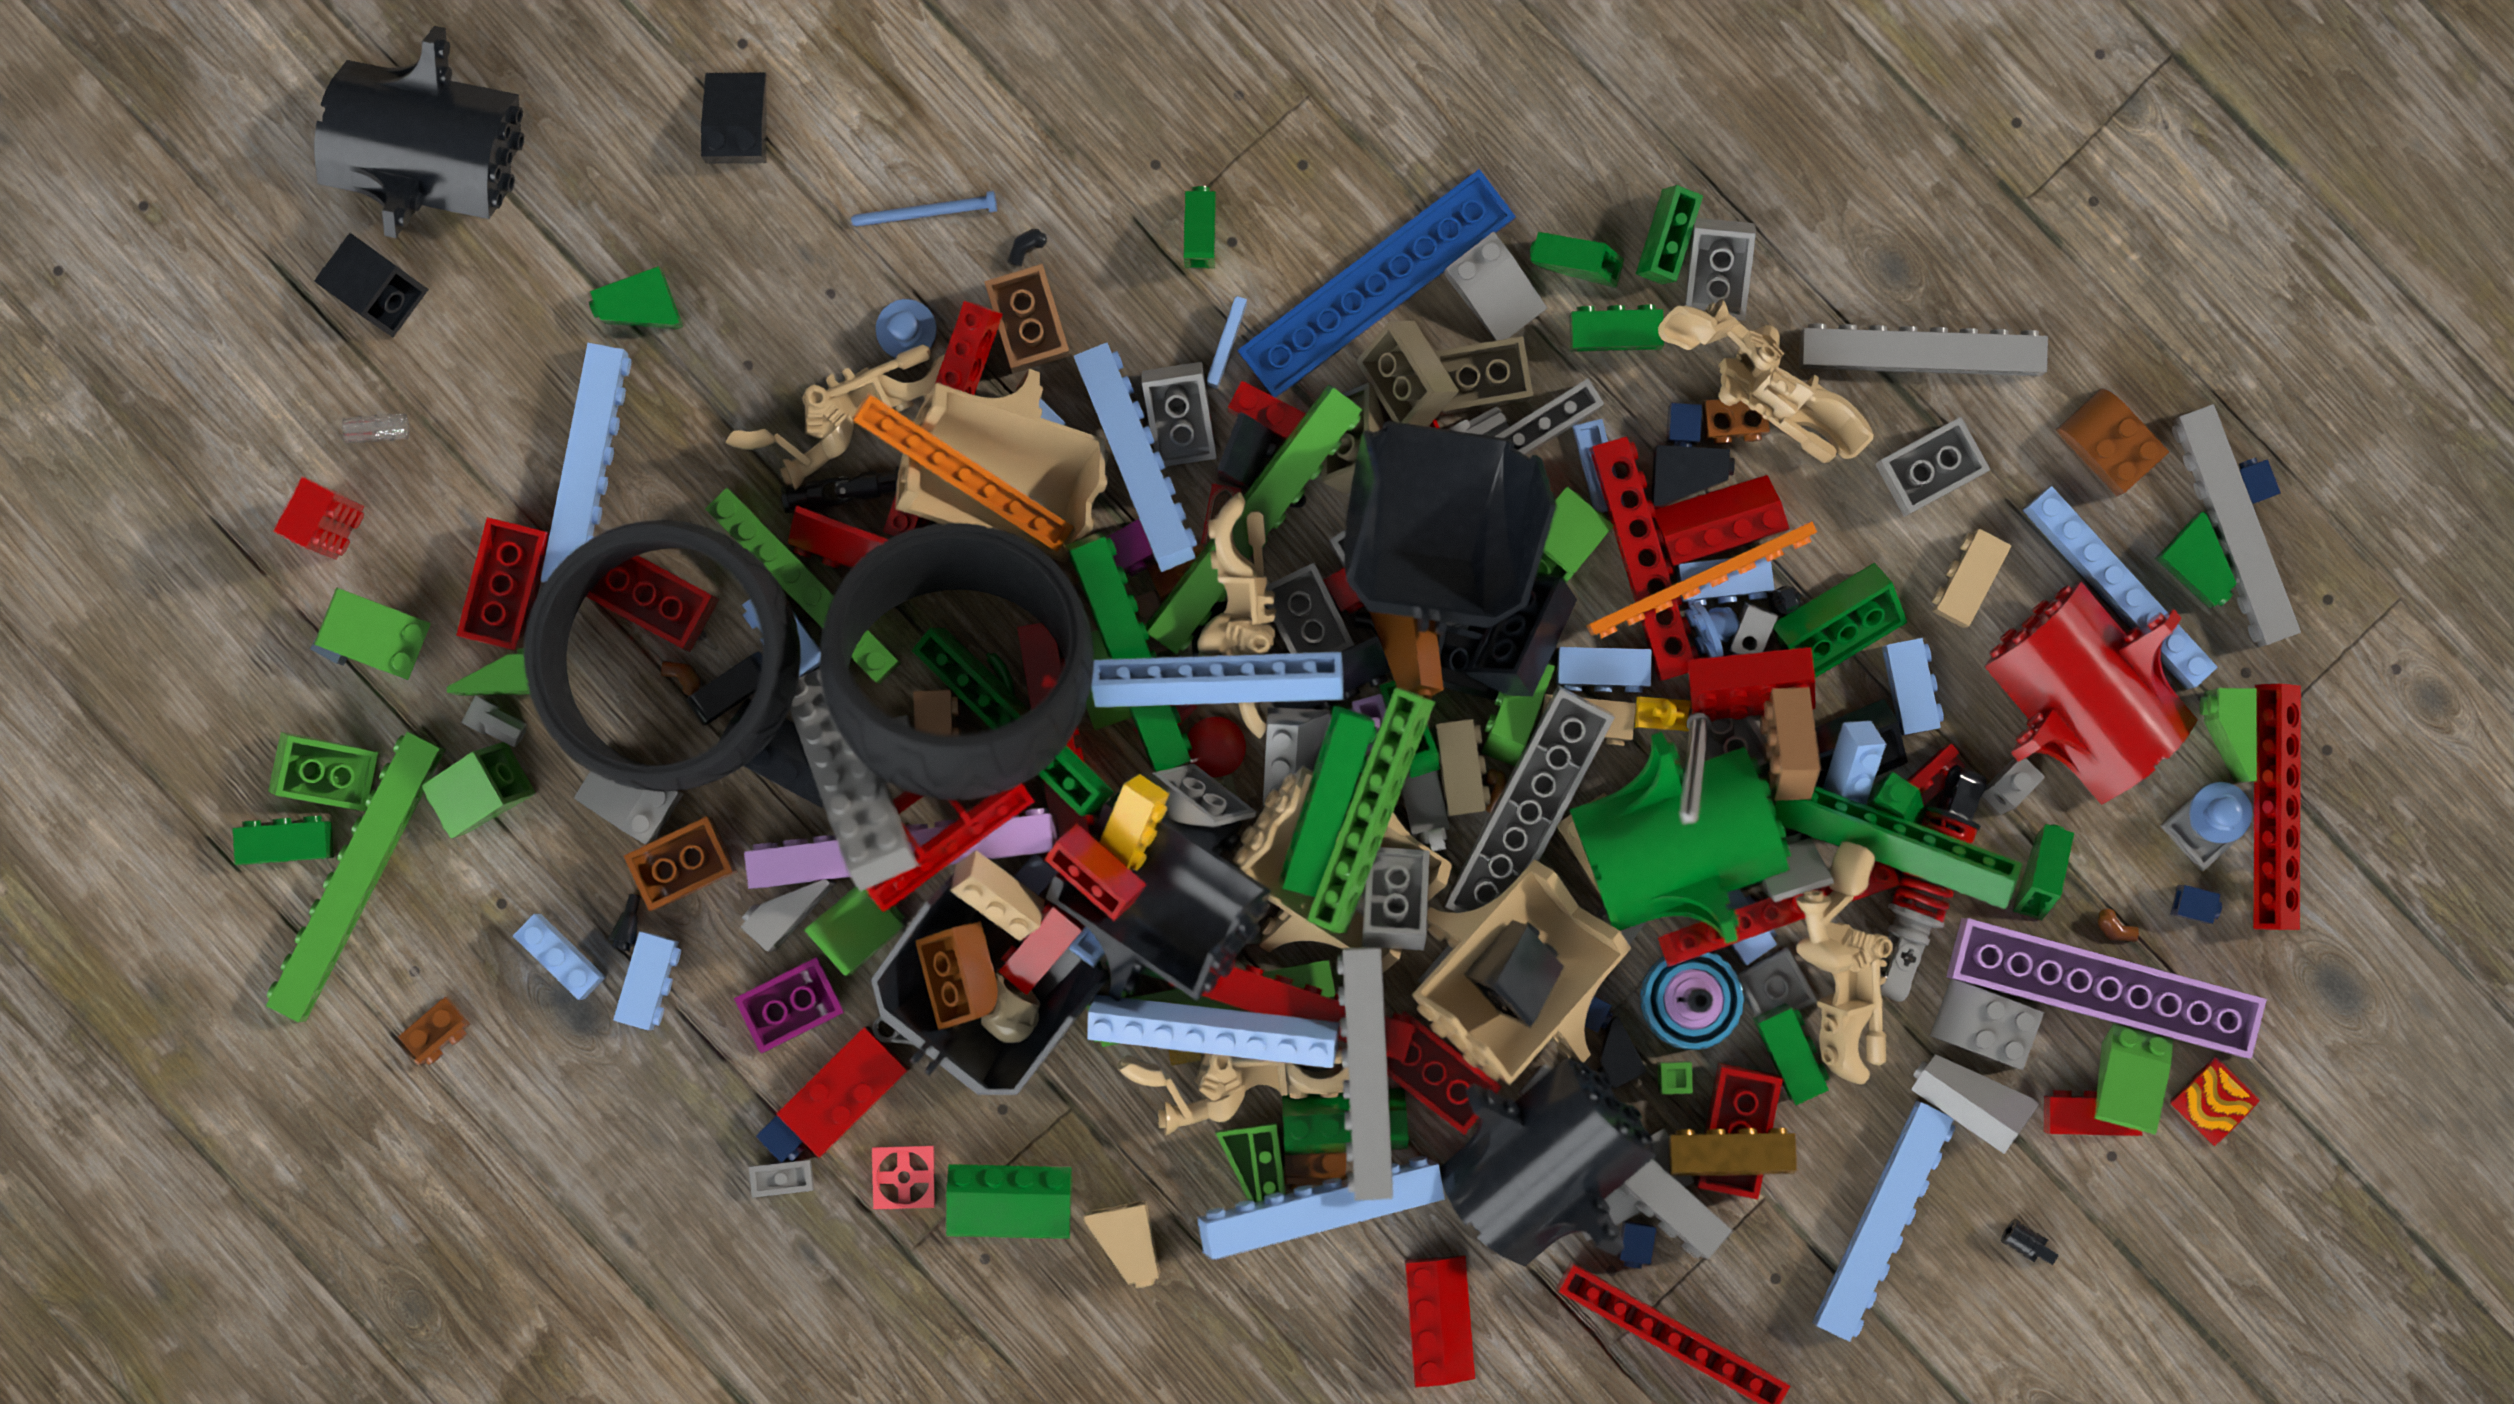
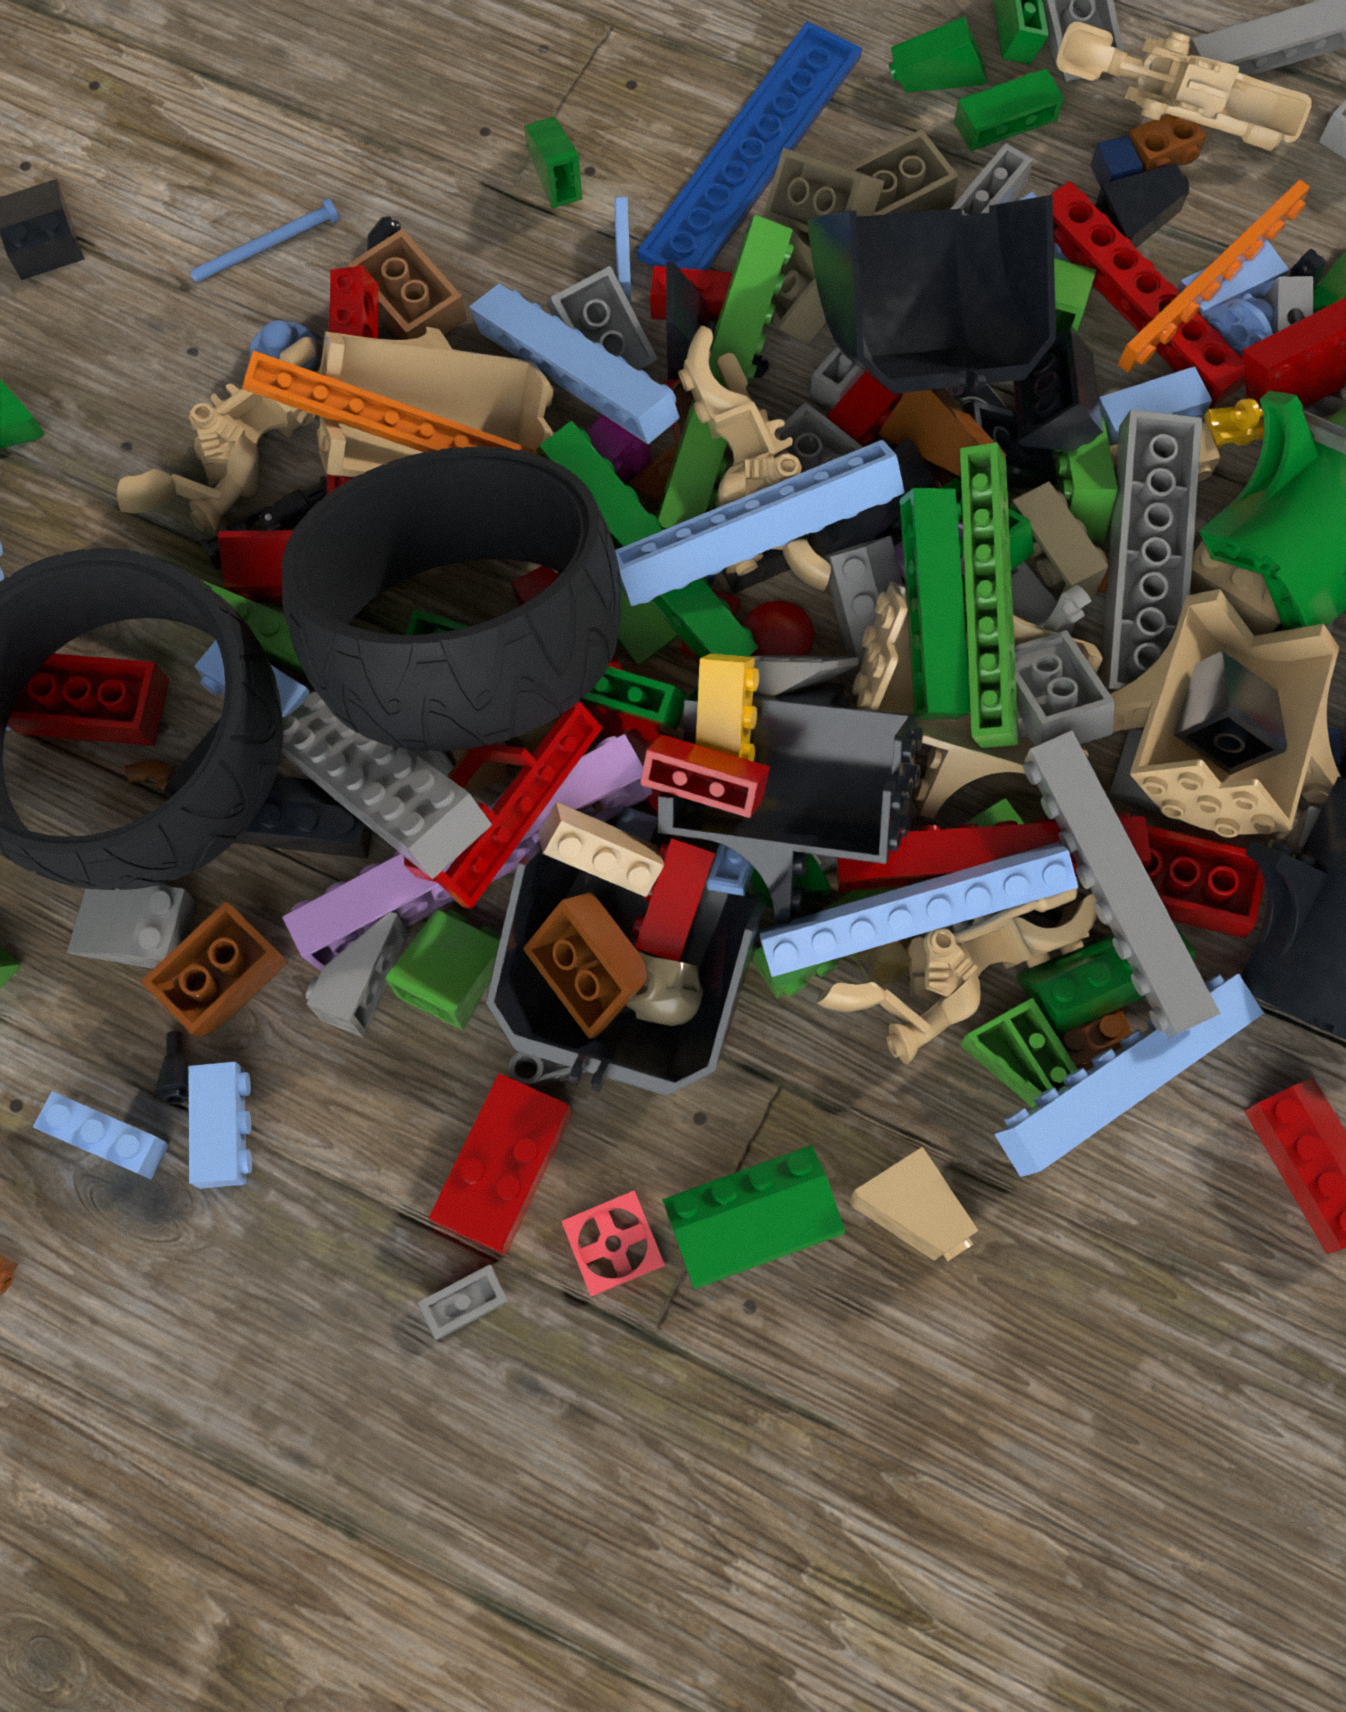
camera: 20 degrees left, 15 degrees down
(780, 1140) = (447, 1251): dark blue brick -> none
(789, 1005) = (401, 1084): magenta brick -> none
(1495, 288) = (865, 109): light grey slope -> none
(1721, 521) = (1203, 231): red slope -> none

